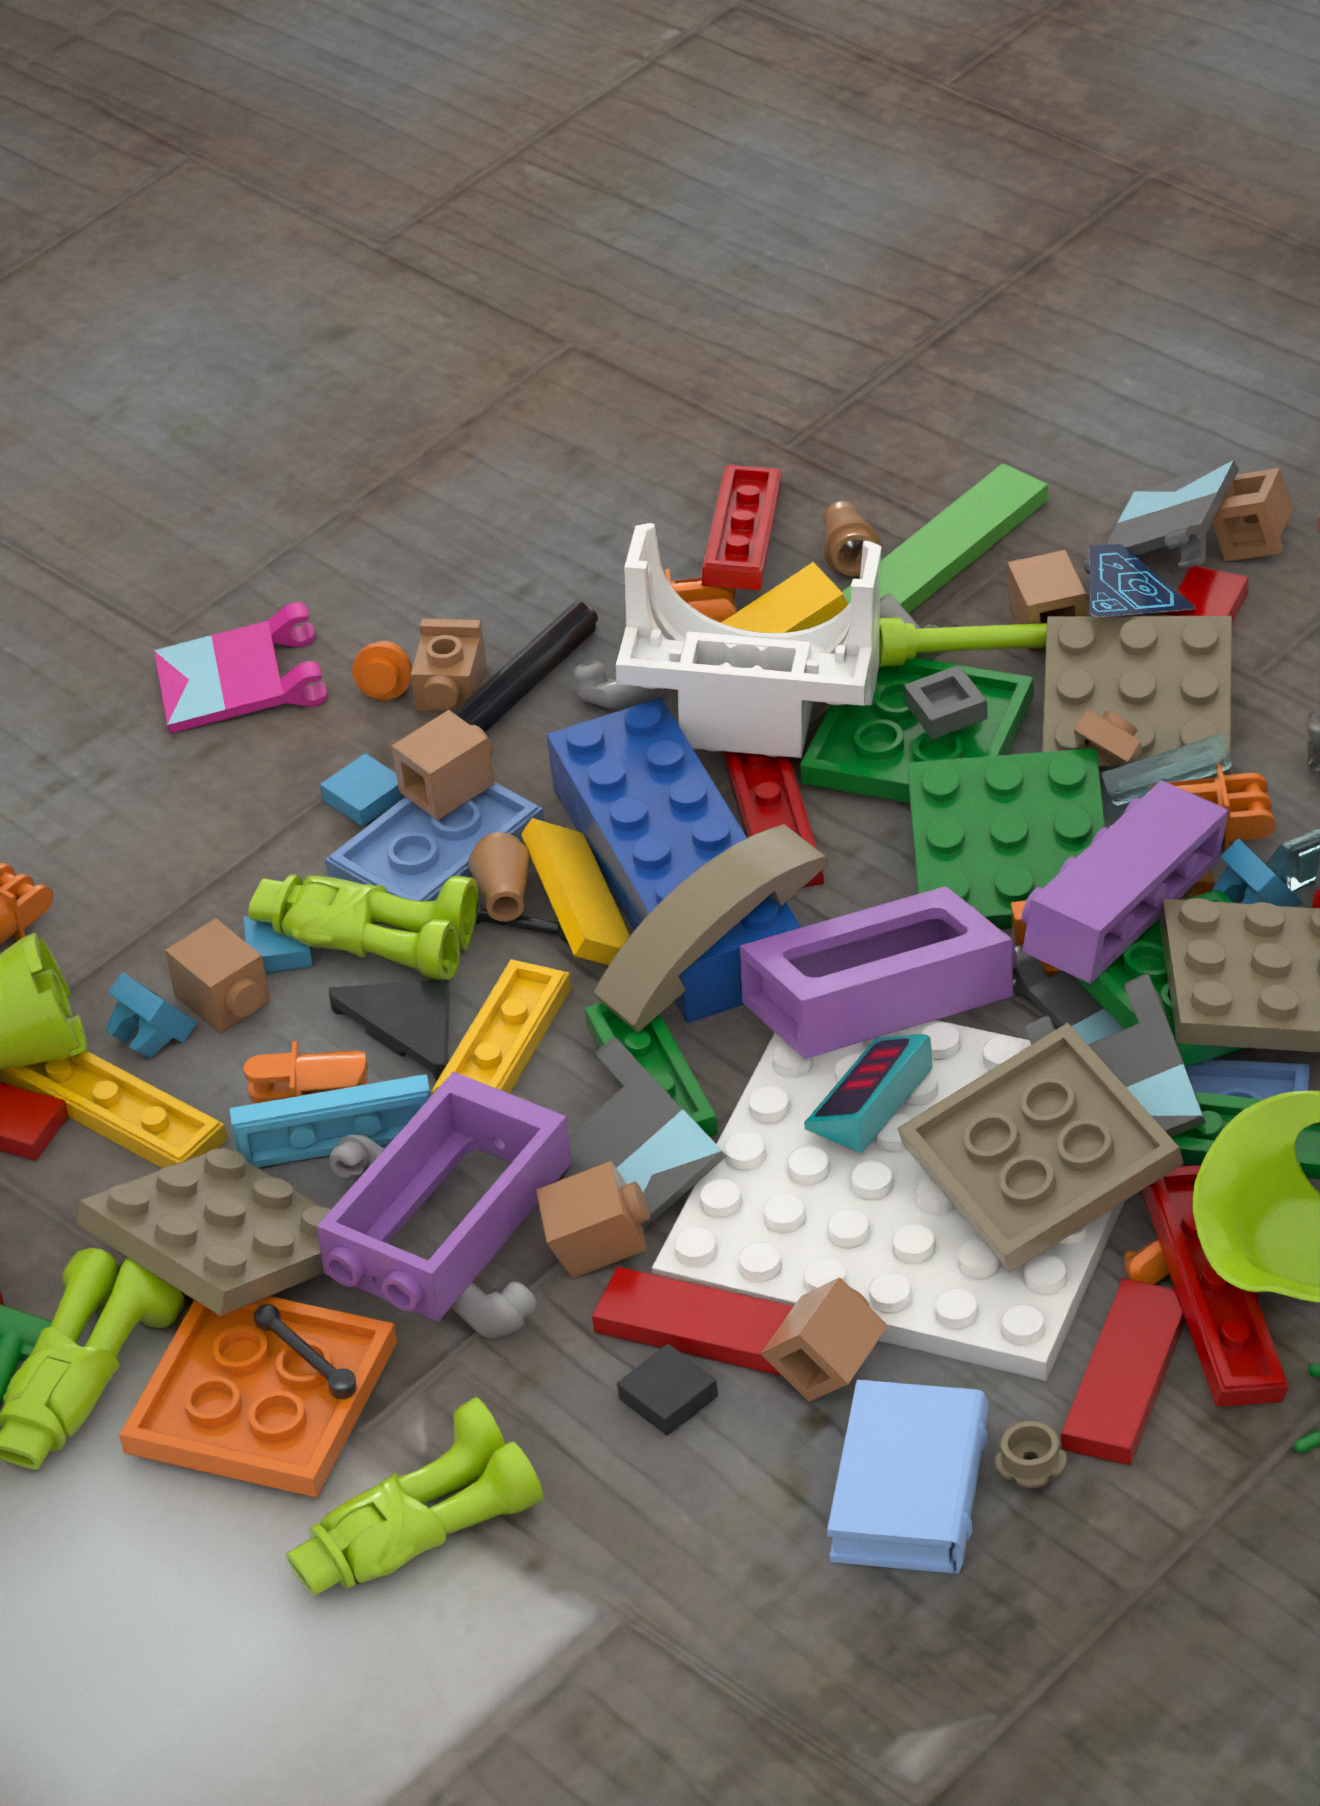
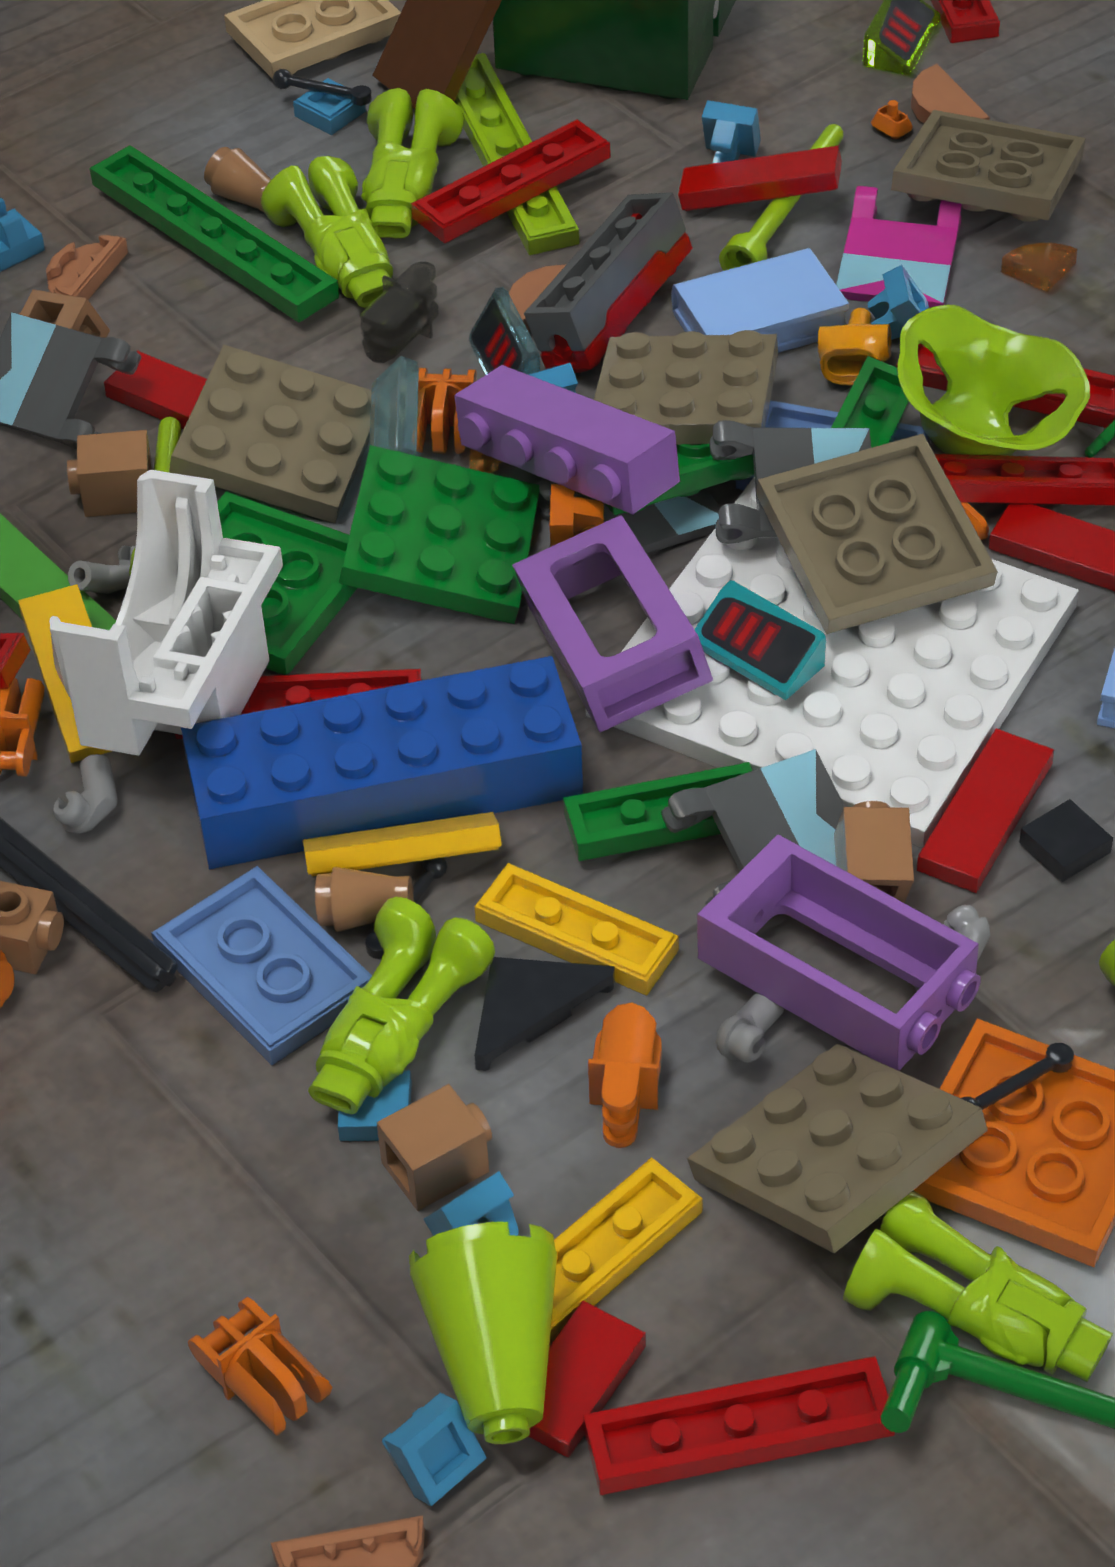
camera: 85 degrees left, 5 degrees up
(316, 1122) = (684, 1056): medium azure tile -> none
(362, 790) = (161, 1017): dark azure tile -> none
(443, 764) = (195, 917): medium nougat brick -> none
(699, 913) = (544, 713): dark tan slope -> none
(824, 1339) = (1048, 710): medium nougat brick -> none
(945, 702) = (263, 526): dark grey plate -> none
(1110, 736) = (356, 435): medium nougat plate -> none
(1128, 586) = (153, 402): dark blue sticker -> none

